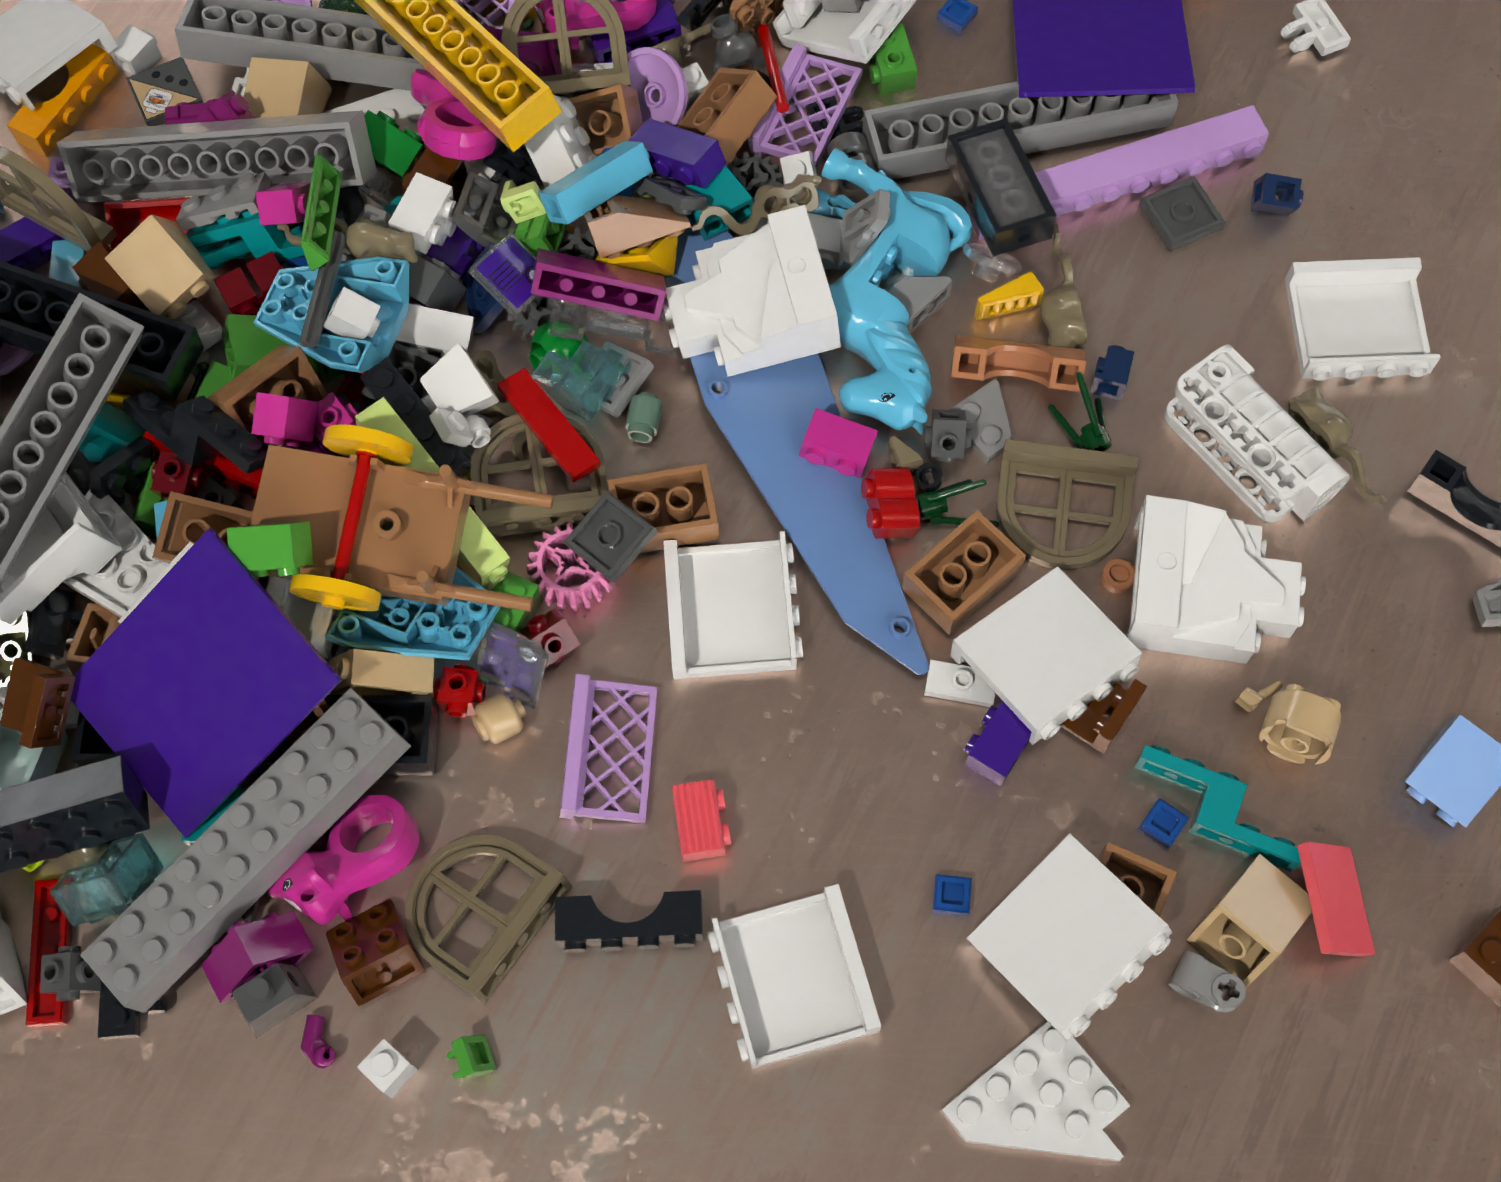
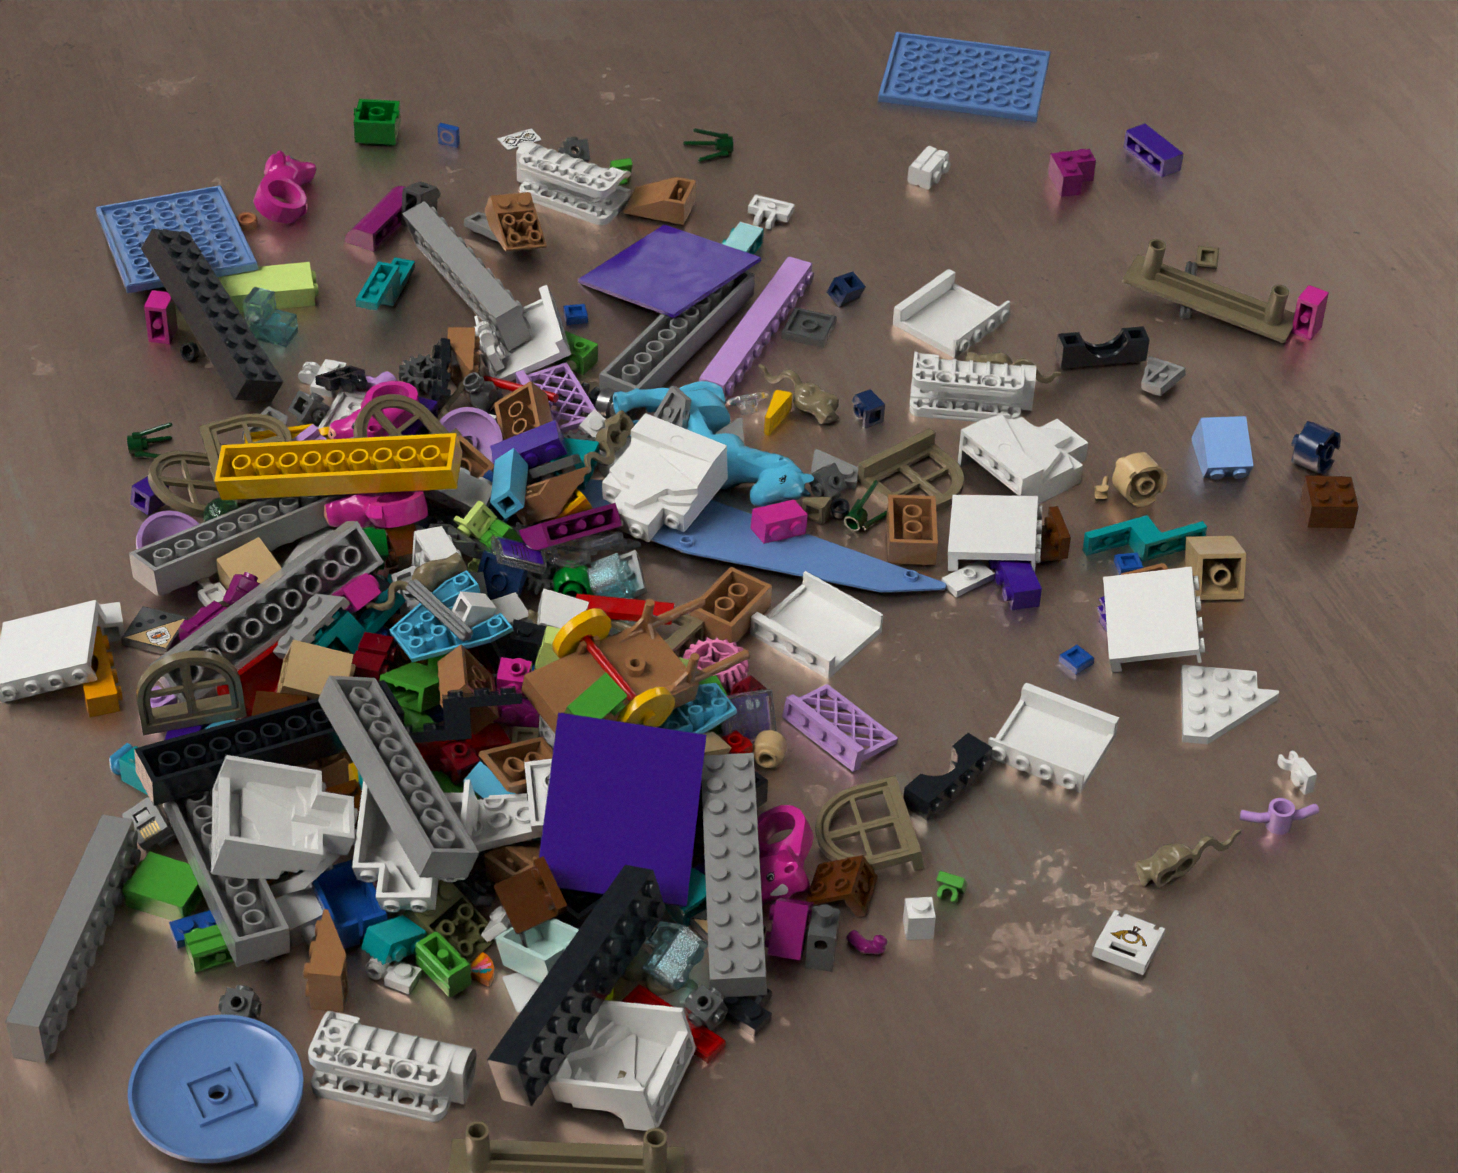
camera: 50 degrees left, 25 degrees down
(284, 419) = (501, 670): dark pink brick -> none
(320, 213) = (394, 578): bright green slope -> none
(610, 537) = (727, 626): dark grey tile -> none
(643, 417) = (661, 582): sand green brick -> none
(699, 820) = (924, 715): coral brick -> none
(891, 503) = (838, 528): red brick -> none
(986, 358) = (819, 431): nougat arch -> none
(1000, 187) = (719, 357): brick -> none
(1095, 434) = (892, 437): dark green plant -> none
(1118, 576) = (979, 486): nougat tile -> none
(1203, 982) = (1225, 604): light grey piece -> none
(1232, 50) = (745, 238): none -> brick
(1335, 900) = (1237, 531): coral tile -> none

